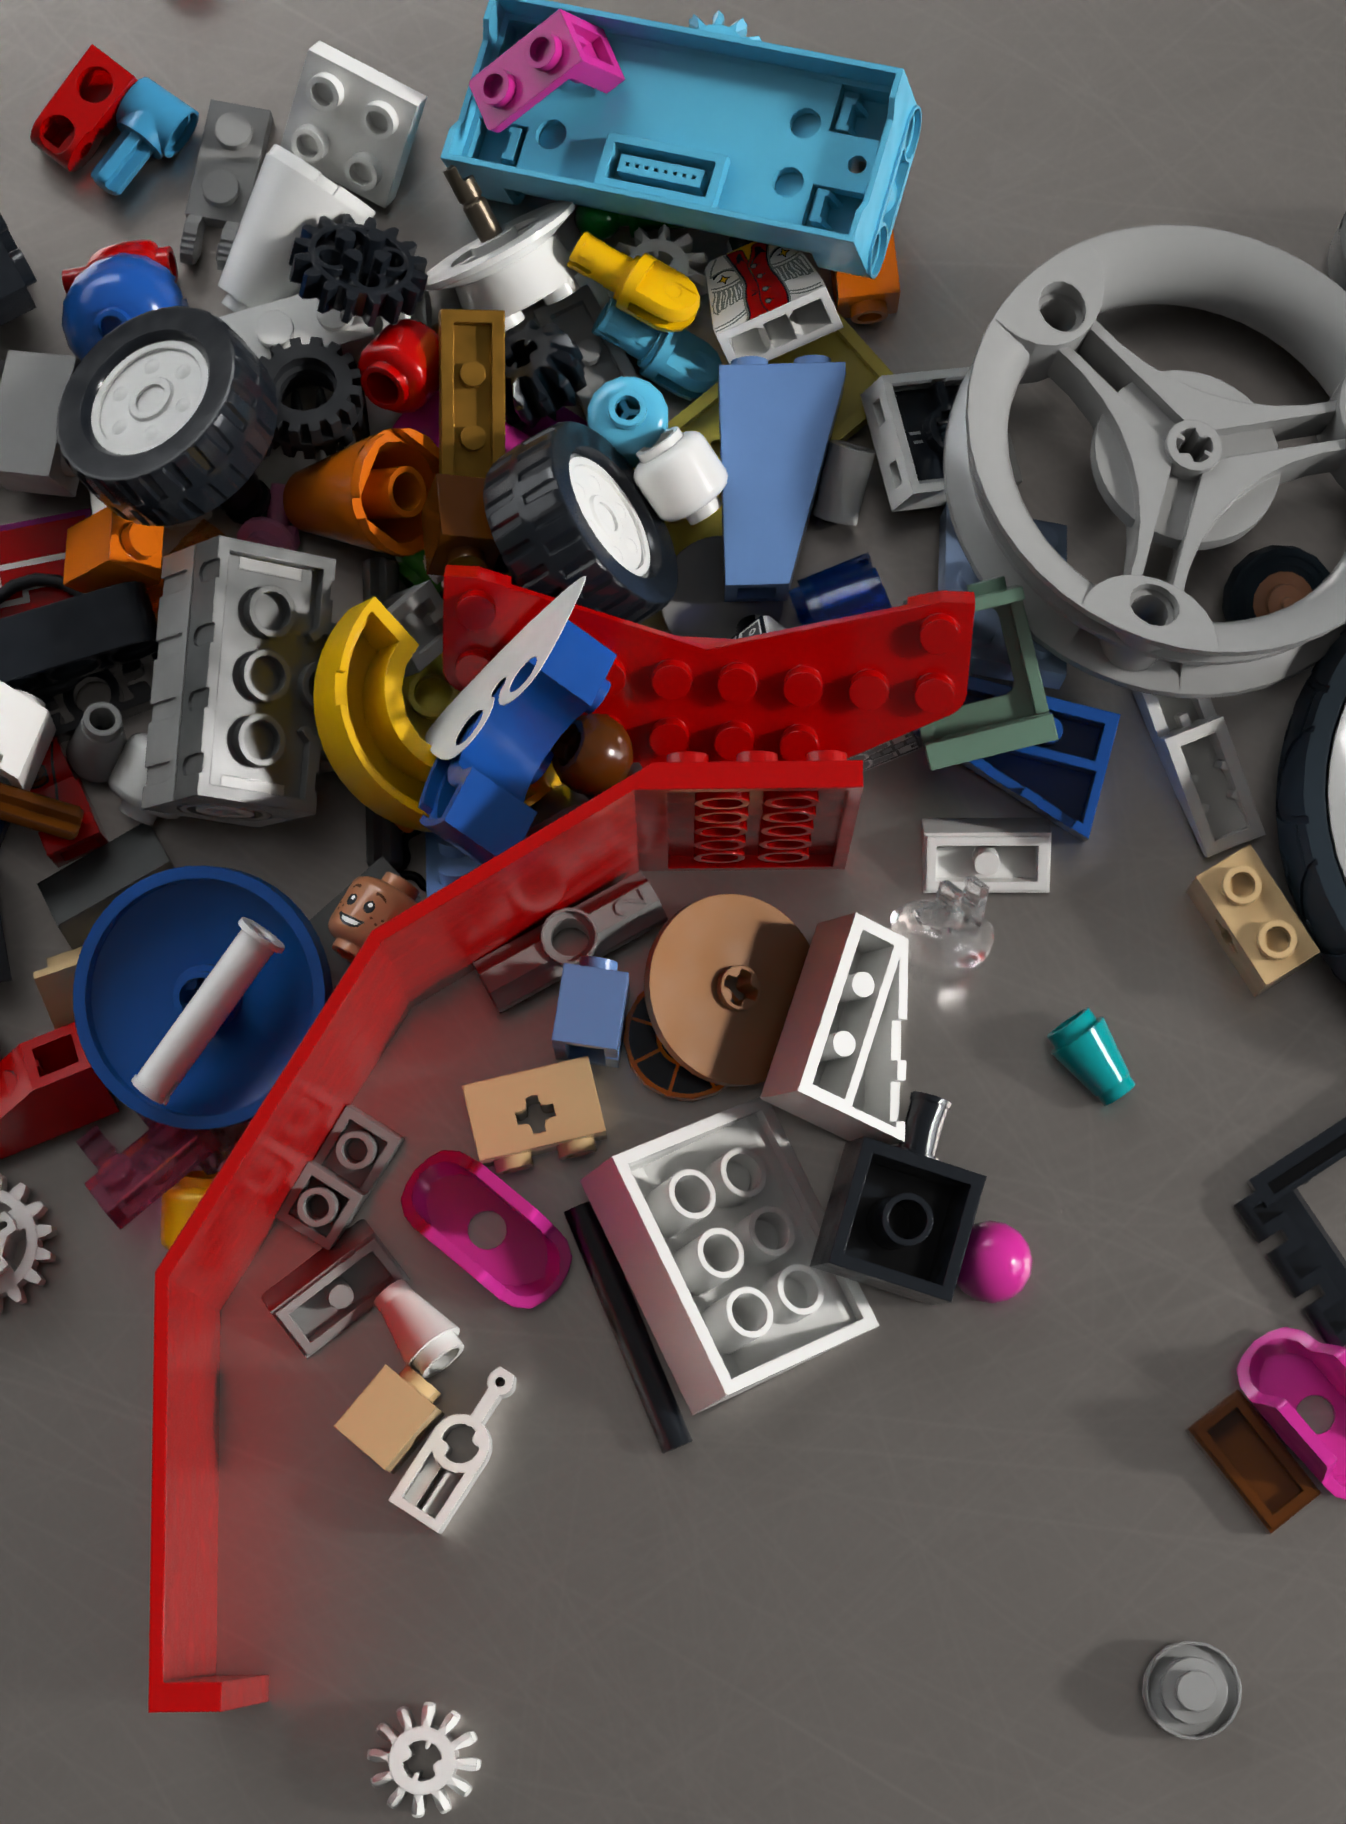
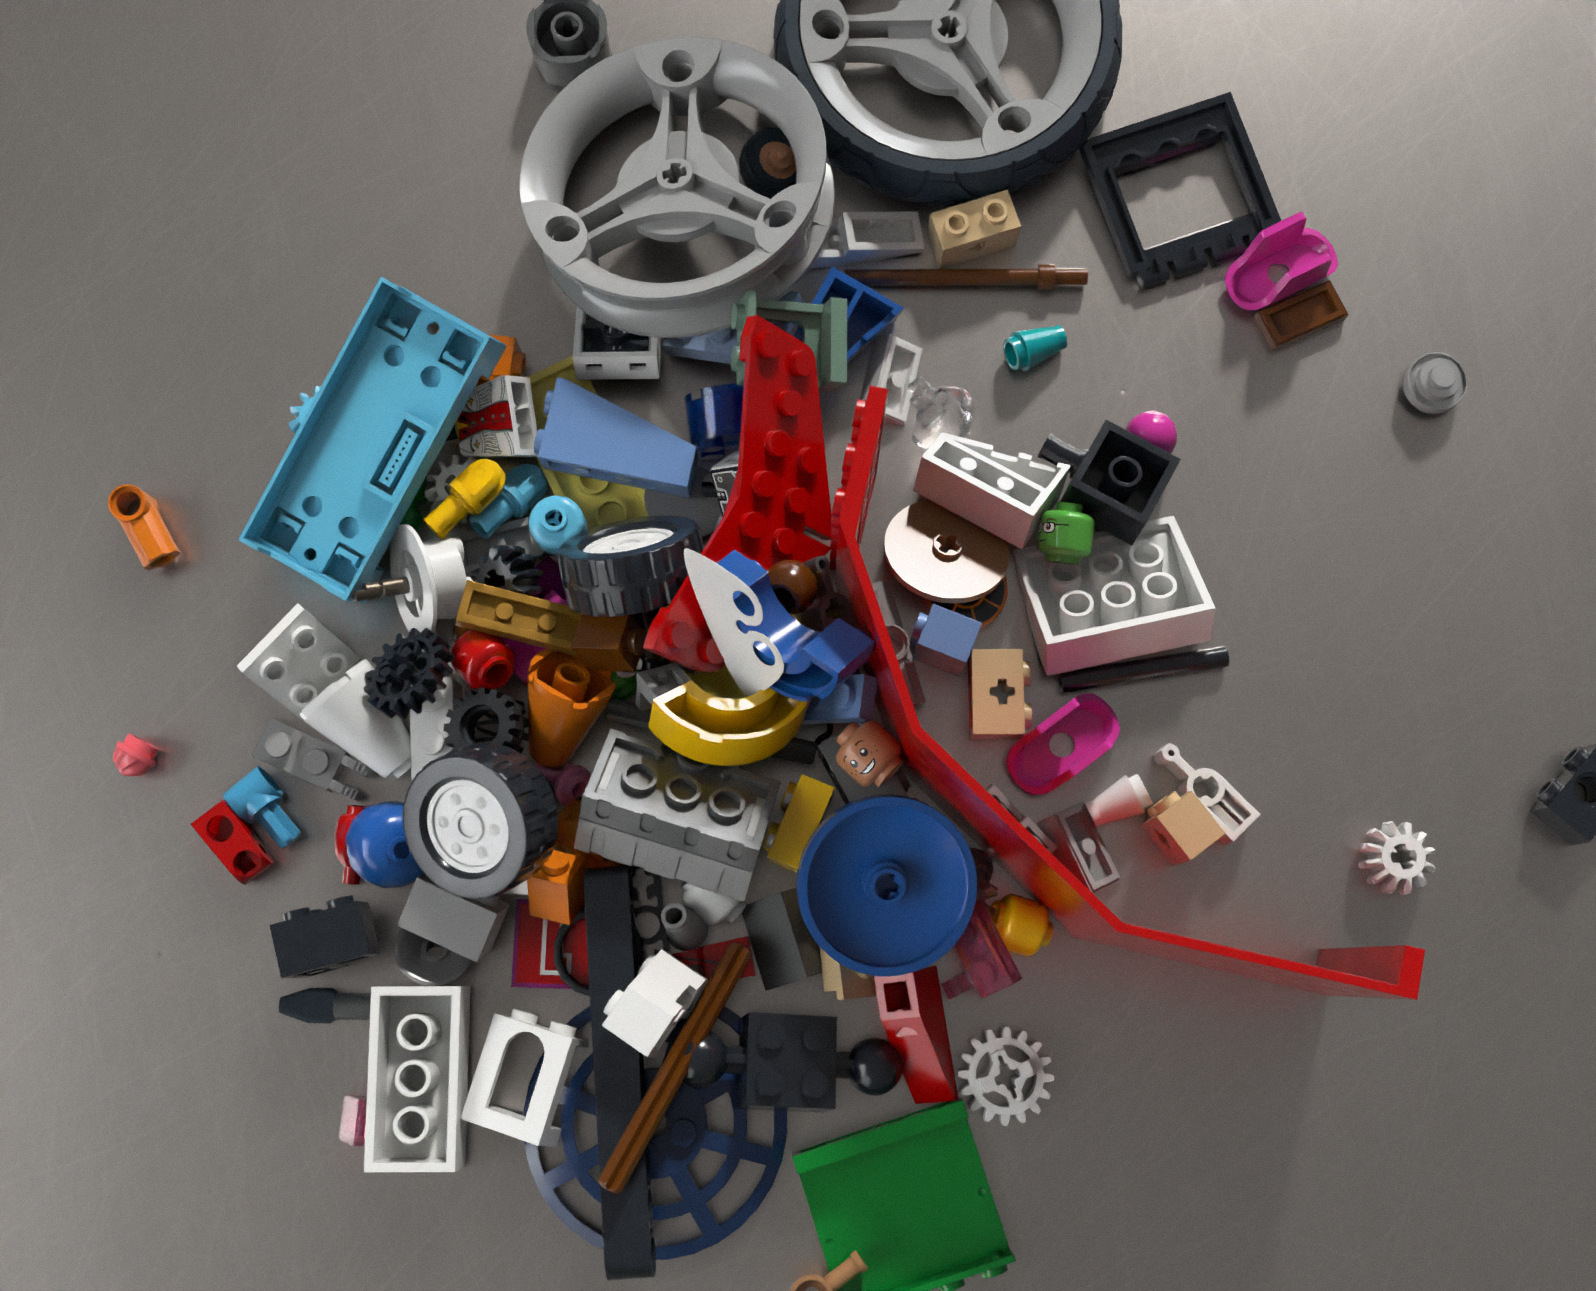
camera: 75 degrees left, 0 degrees up
(206, 1011) = (902, 880): white pin -> none
(297, 863) = (805, 811): none -> yellow piece
(540, 63) = (304, 519): dark pink bracket -> none
(681, 476) = (606, 497): white head -> none
(795, 1156) = (1065, 534): none -> bright green head
(843, 482) = (631, 401): white piece -> none
(1210, 1049) = (1044, 276): none -> reddish brown bar

